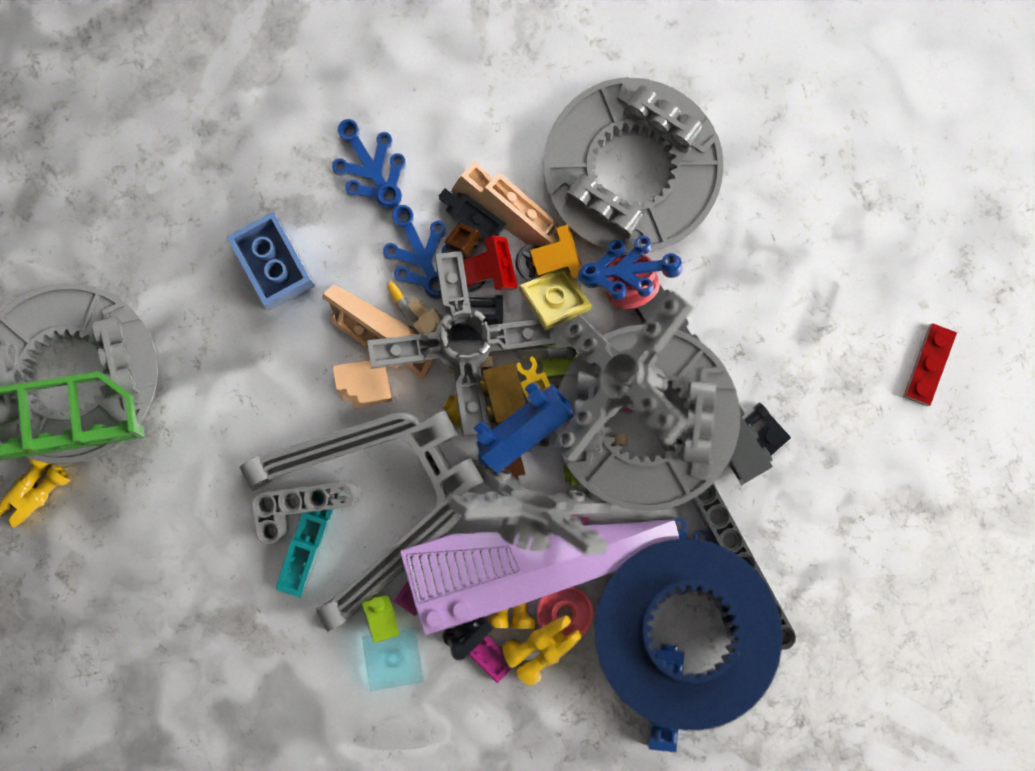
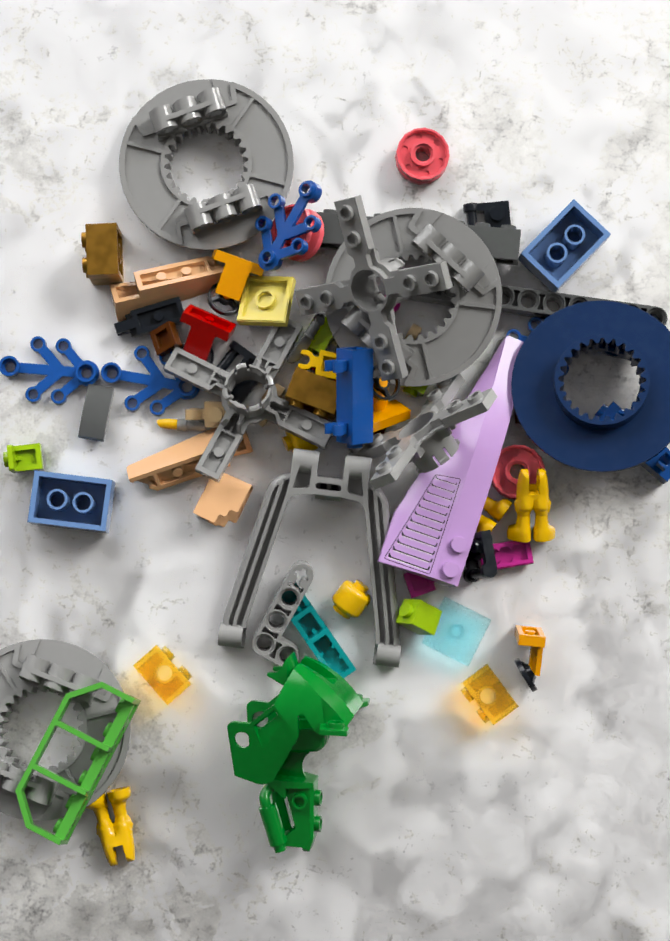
camera: 55 degrees left, 0 degrees up
(177, 426) = (151, 663): none -> clear yellow brick
(224, 587) = (300, 721): none -> green piece
(280, 196) = (23, 458): none -> lime bracket
(352, 742) = (502, 702): none -> clear yellow brick
(356, 550) = (351, 599): none -> yellow head
(361, 227) = (96, 412): none -> dark grey slope
(430, 729) = (535, 639): none -> light orange piece
(495, 136) = (103, 253): none -> pearl gold brick
(535, 463) = (387, 412): none -> light orange piece
(785, 326) = (425, 141): none -> coral wheel
(787, 513) = (564, 246): none -> medium blue brick
(930, 364) = (529, 54): red plate -> none

